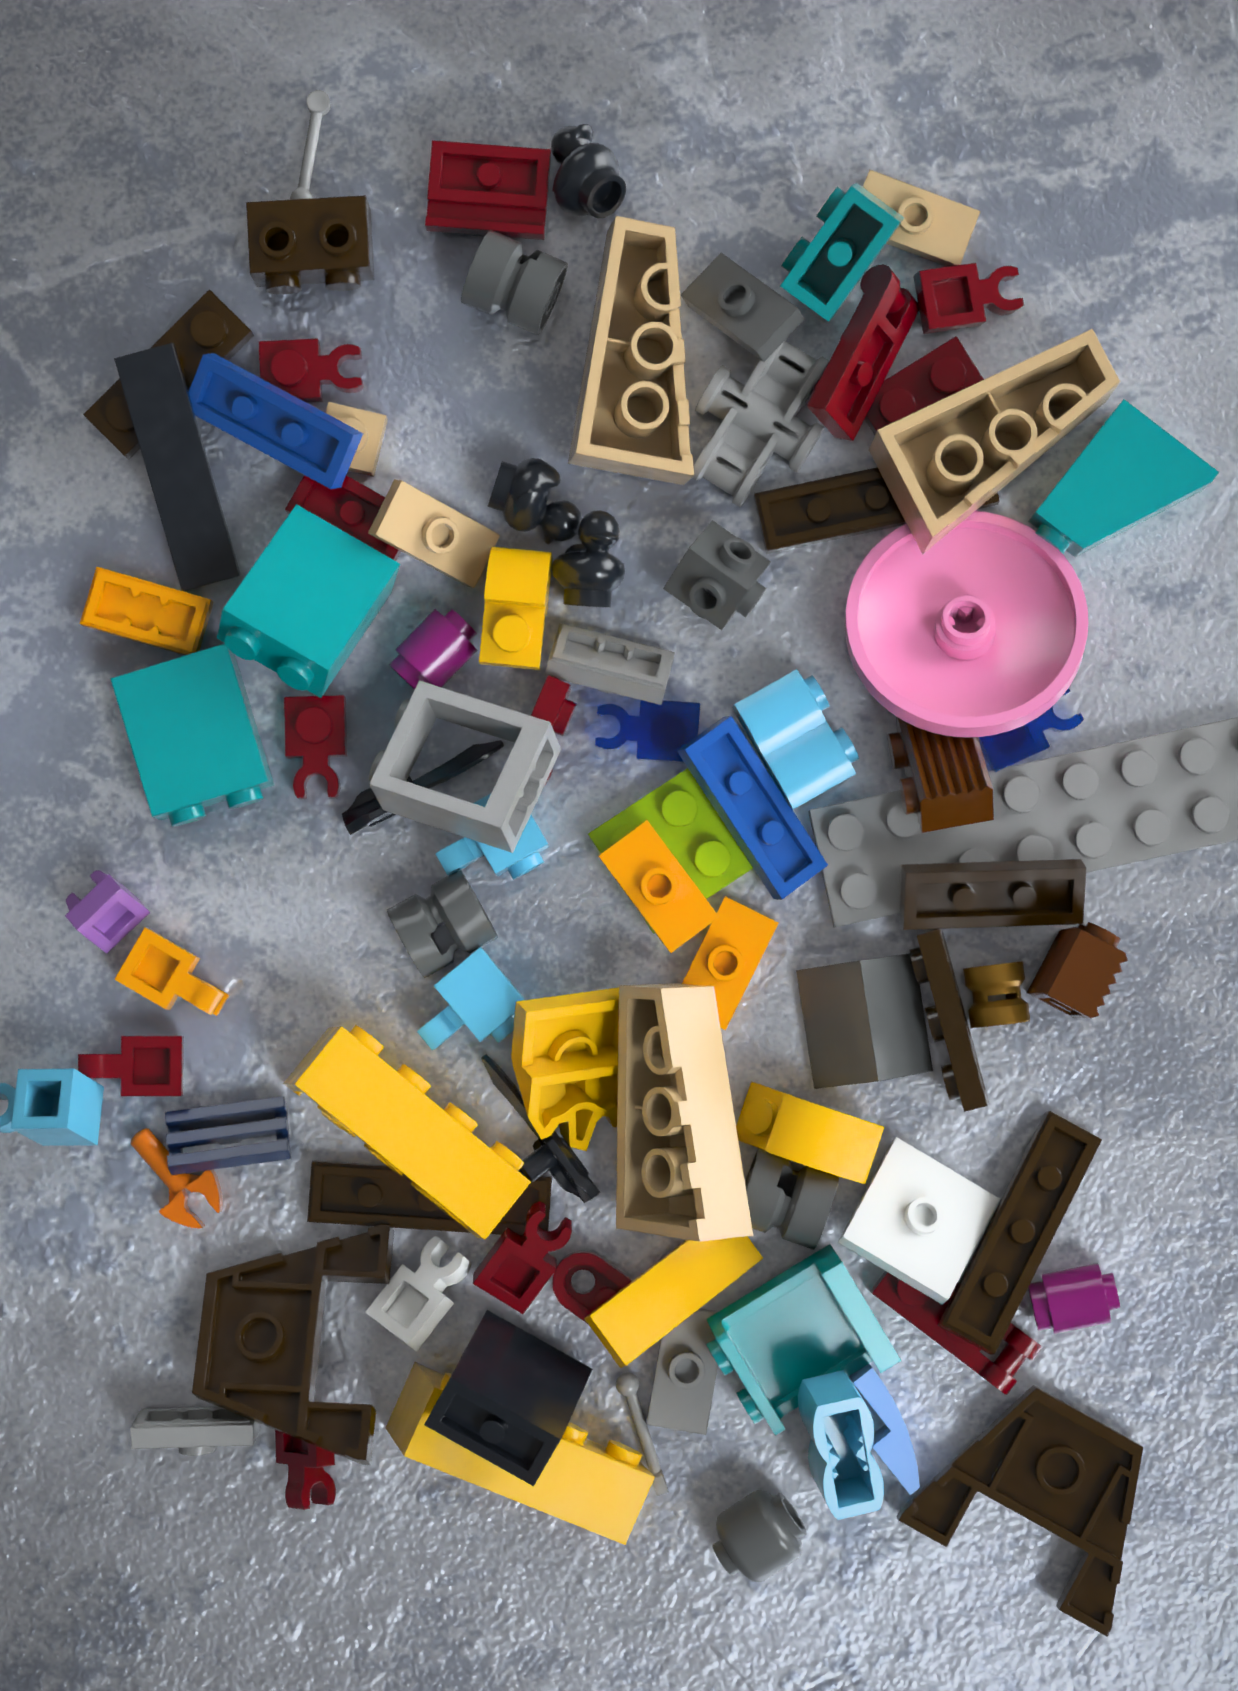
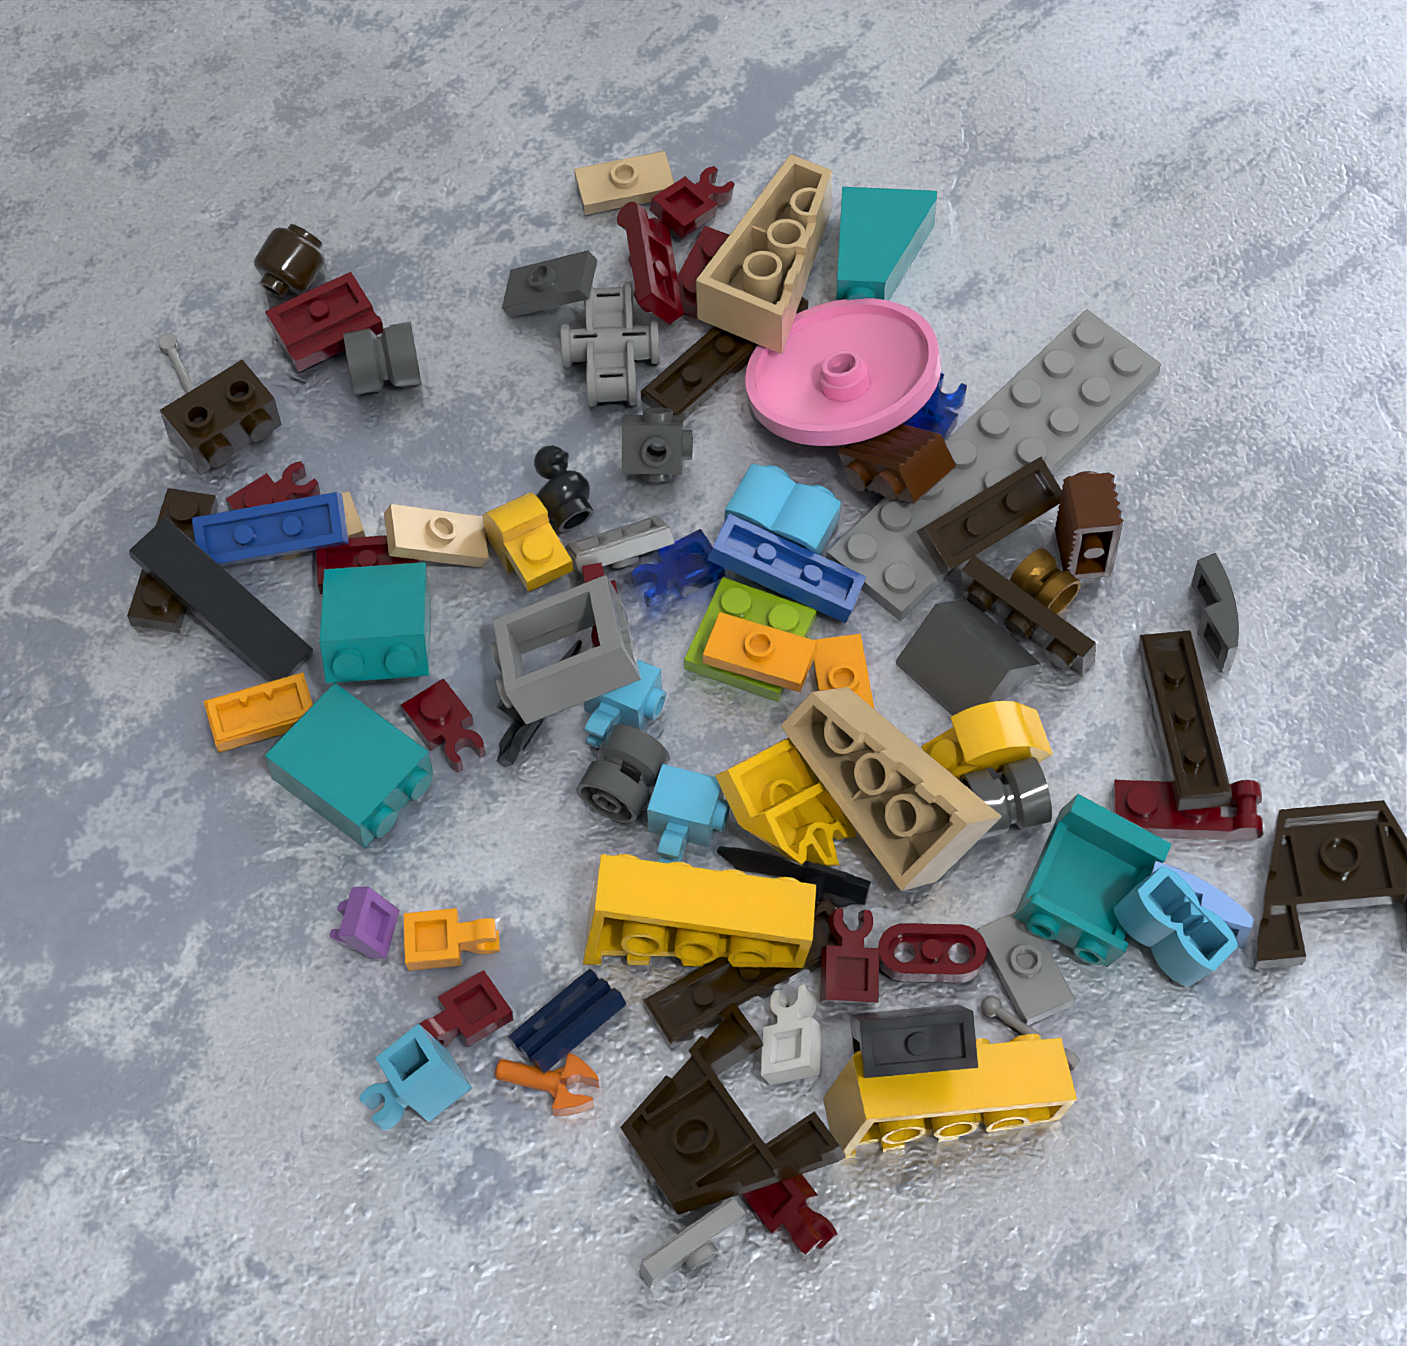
camera: 35 degrees left, 25 degrees down
(435, 649) = (487, 599): magenta brick -> none
(496, 91) = (289, 261): none -> dark brown head
(523, 497) = (482, 478): black animal -> none
(588, 174) = (386, 273): black animal -> none
(633, 378) = (505, 363): tan wedge -> none
(669, 1294) = (973, 908): yellow tile -> none
(759, 1536) = (1168, 1037): dark grey head -> none
(842, 250) = (592, 207): teal brick -> none
(919, 1220) = (1109, 755): white plate -> none
(1073, 1299) = (1256, 740): magenta brick -> none
(1133, 1160) = (1220, 617): none -> dark grey slope

